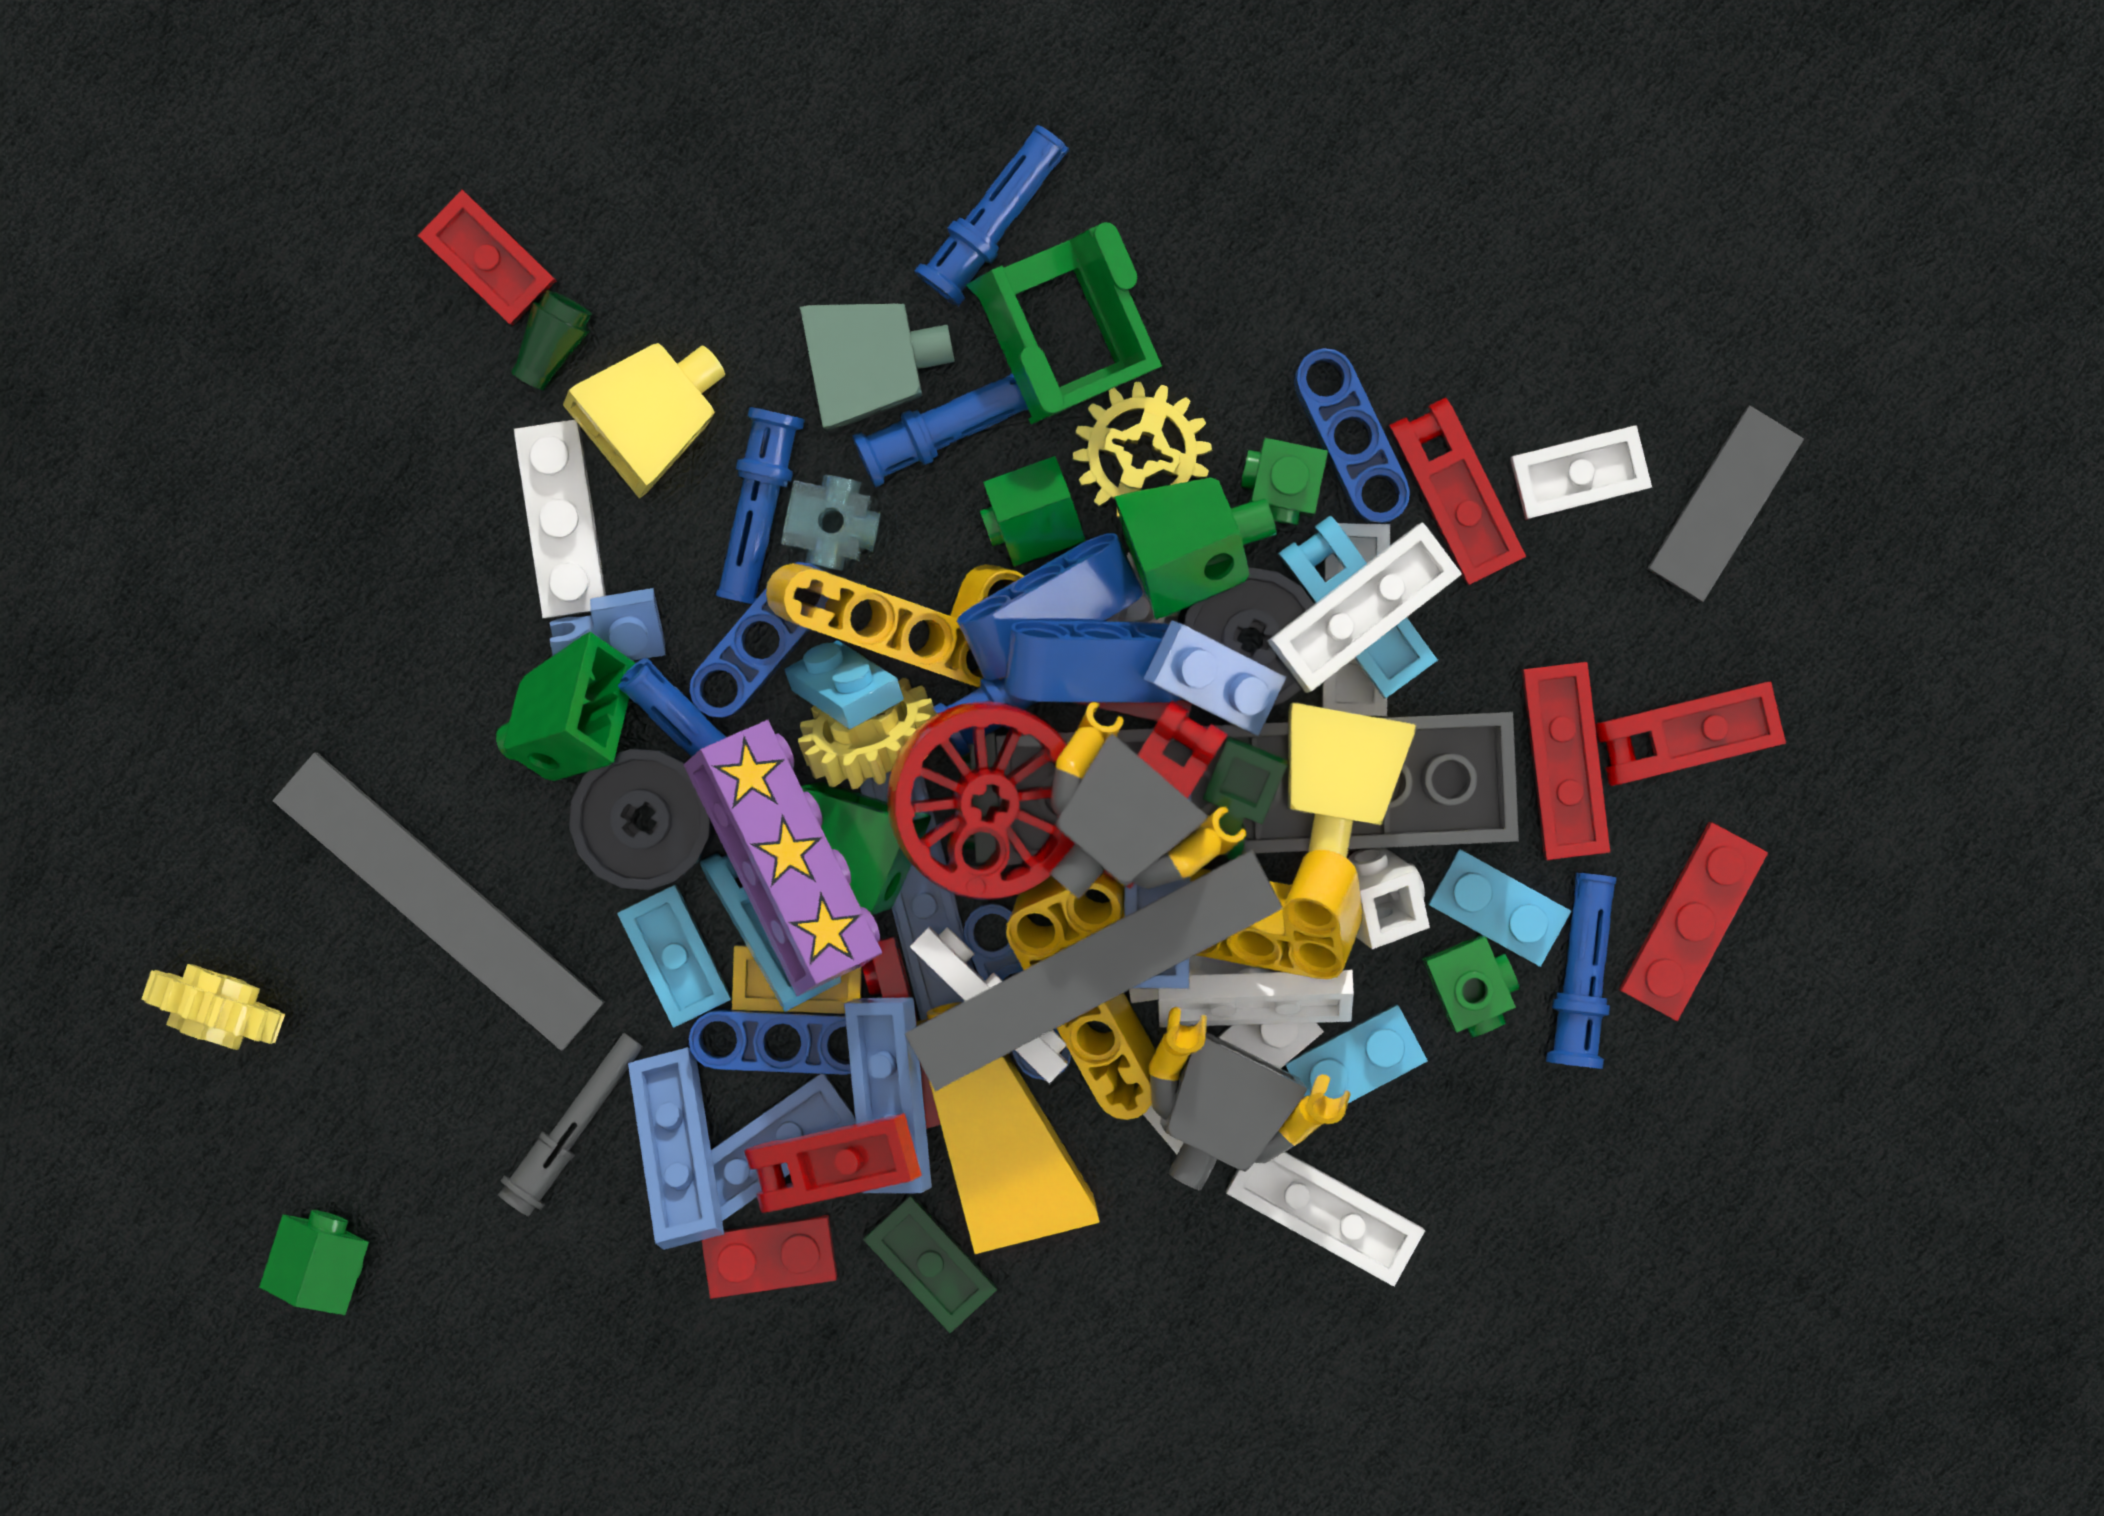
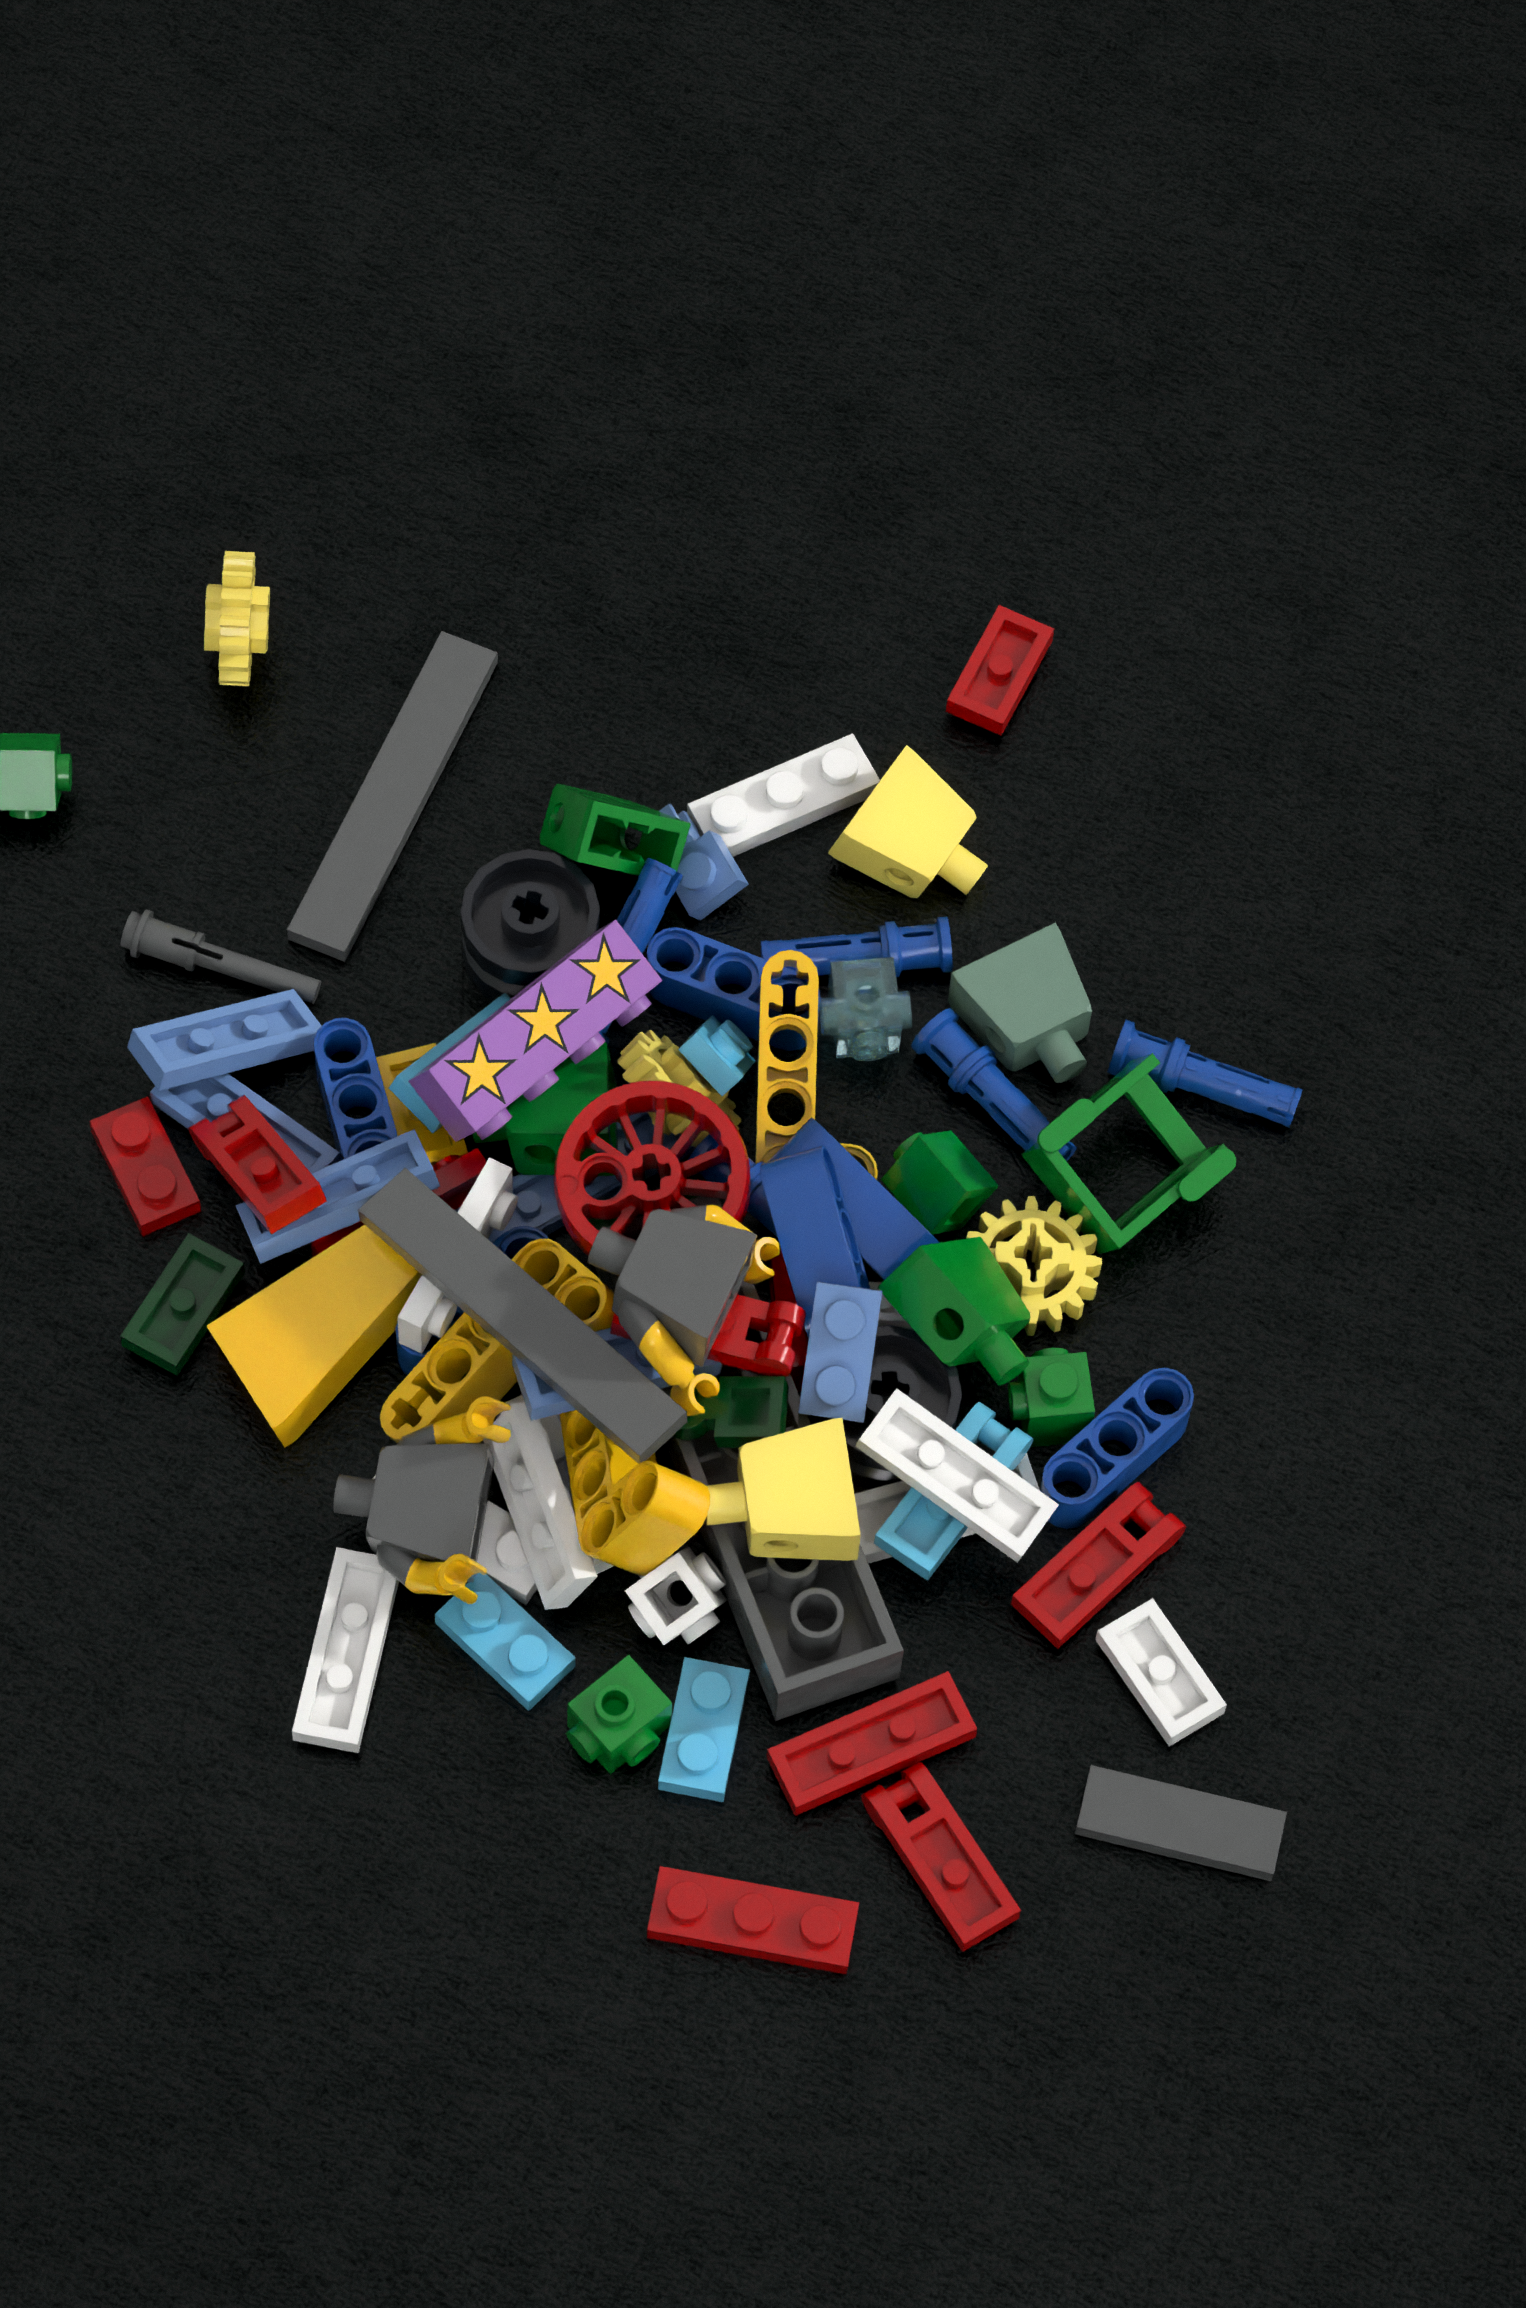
camera: 65 degrees right, 25 degrees down
(550, 337) = (947, 739): dark green cone -> none
(674, 955) = (412, 997): medium azure plate -> none
(1581, 1003) = (748, 1812): blue pin -> none

